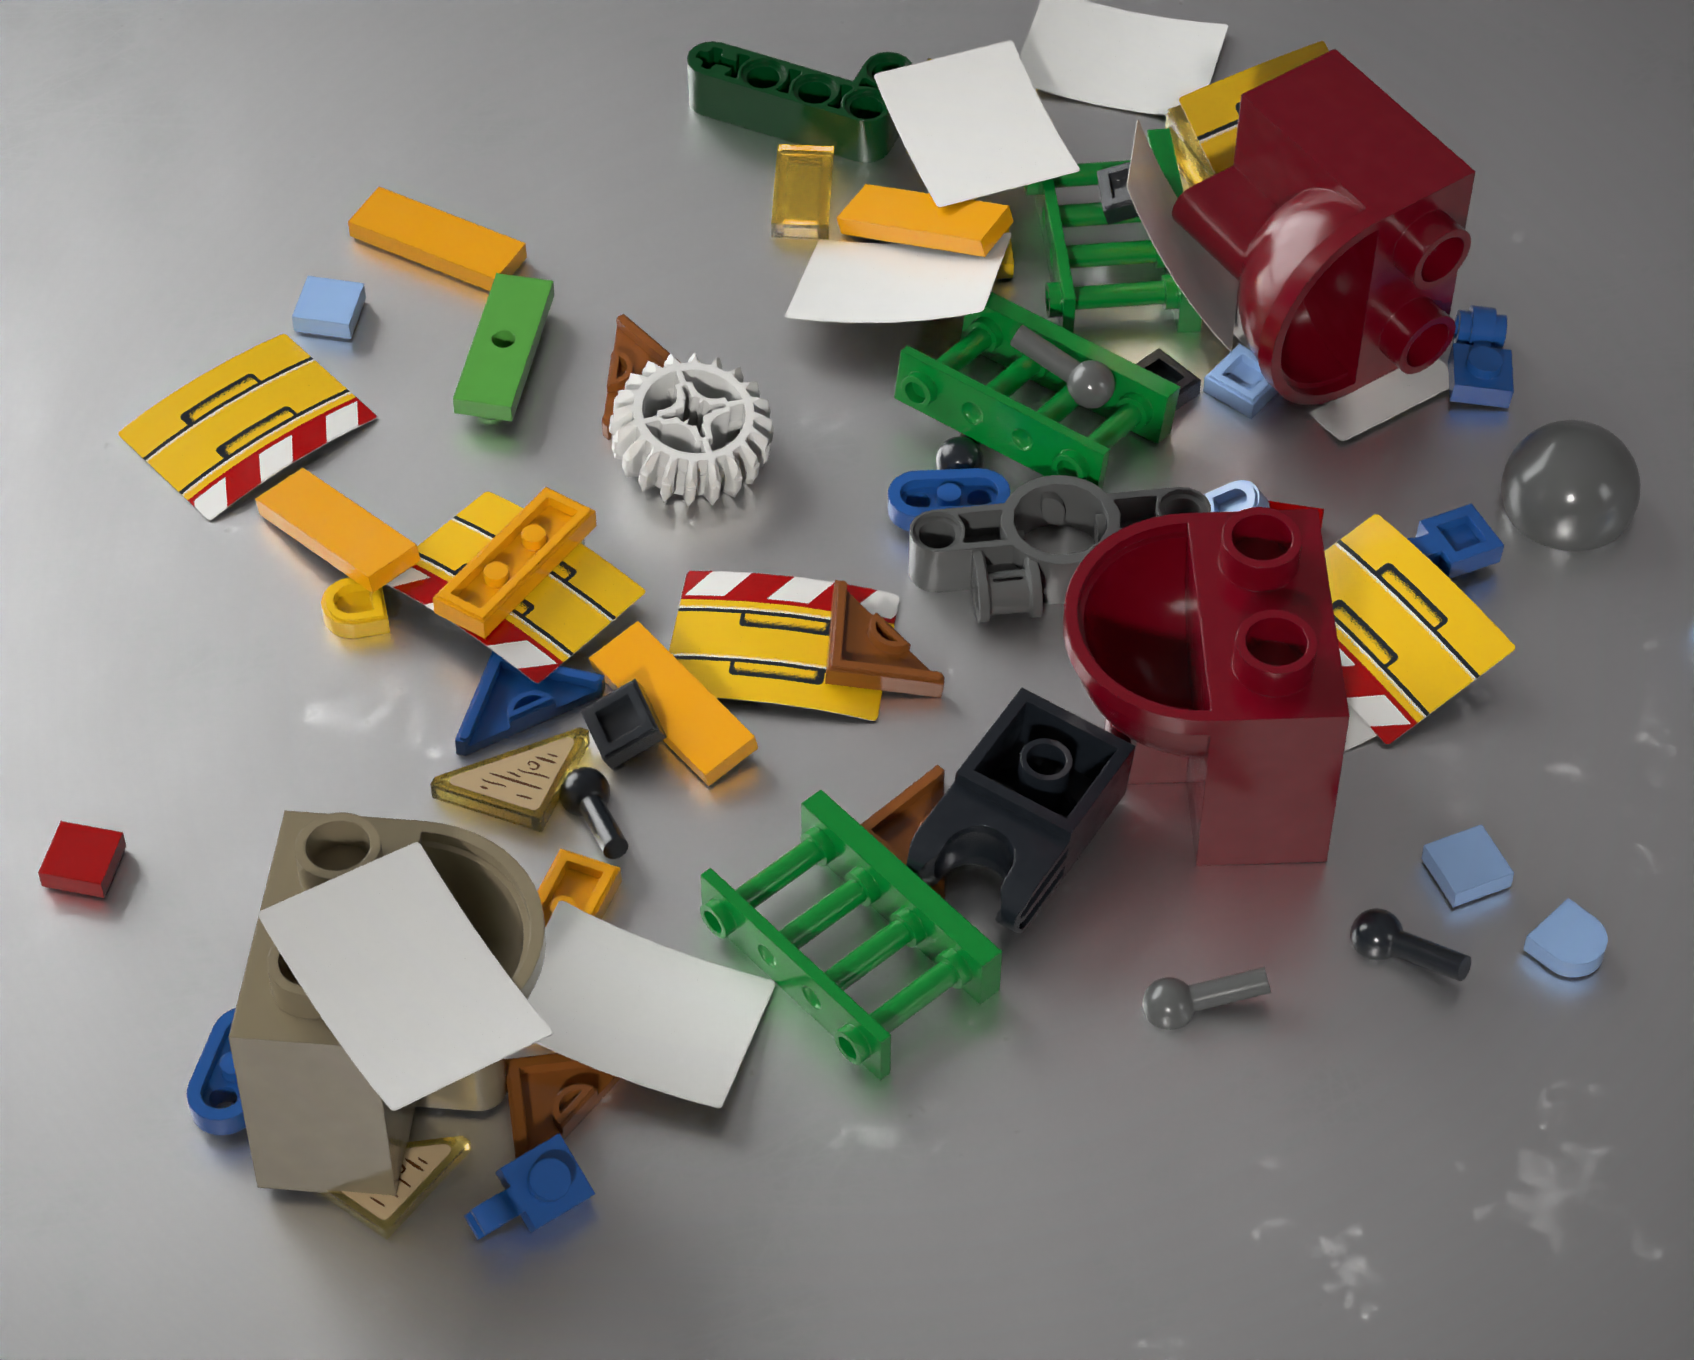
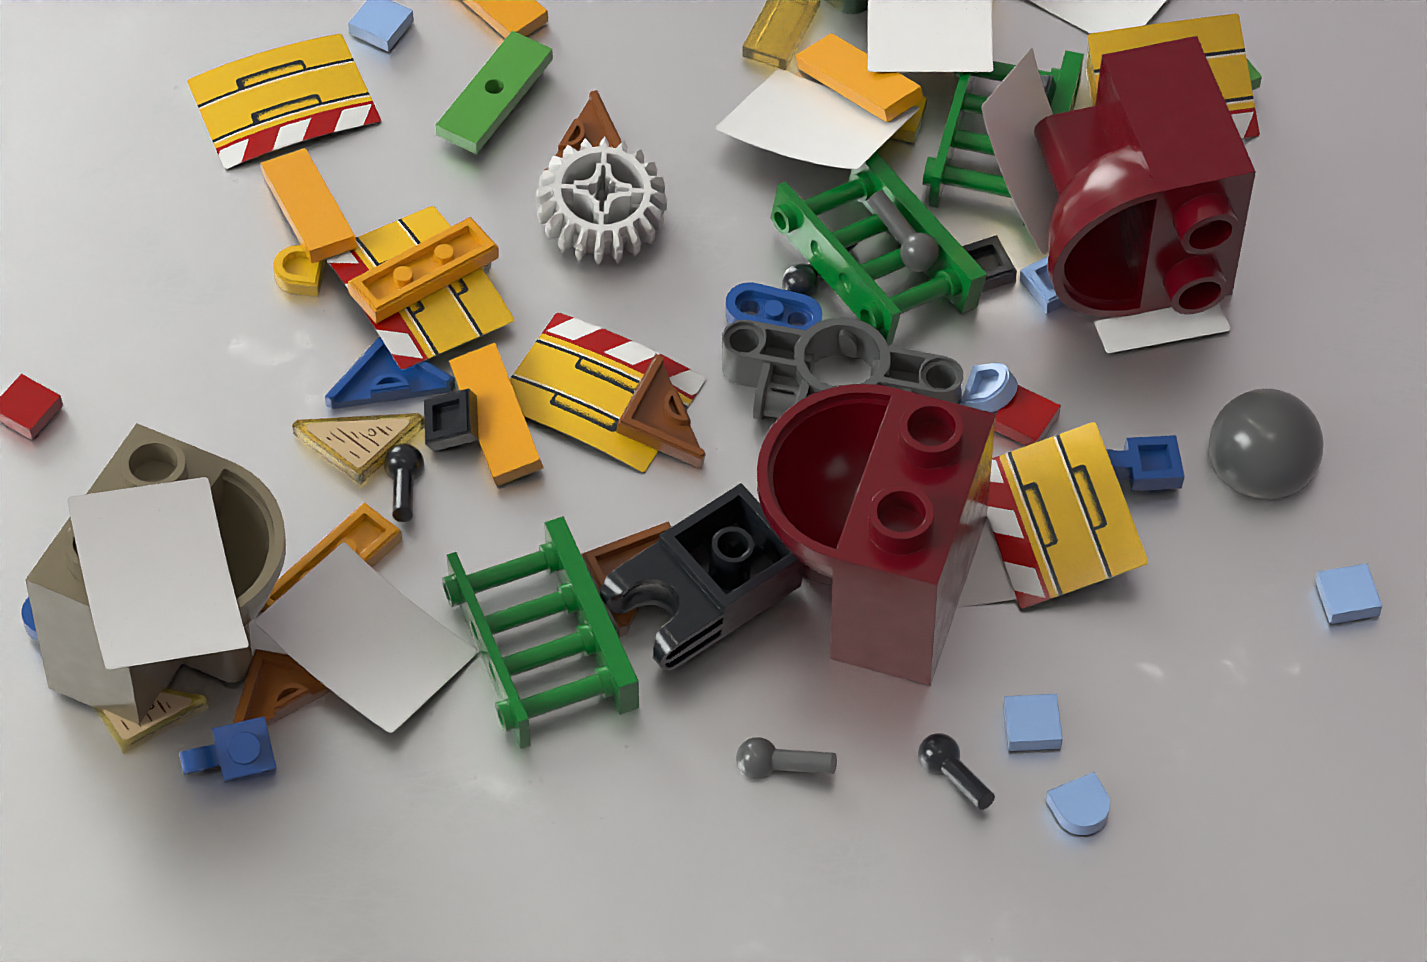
camera: 20 degrees right, 5 degrees up
(1477, 362) = (1246, 325): blue plate -> none

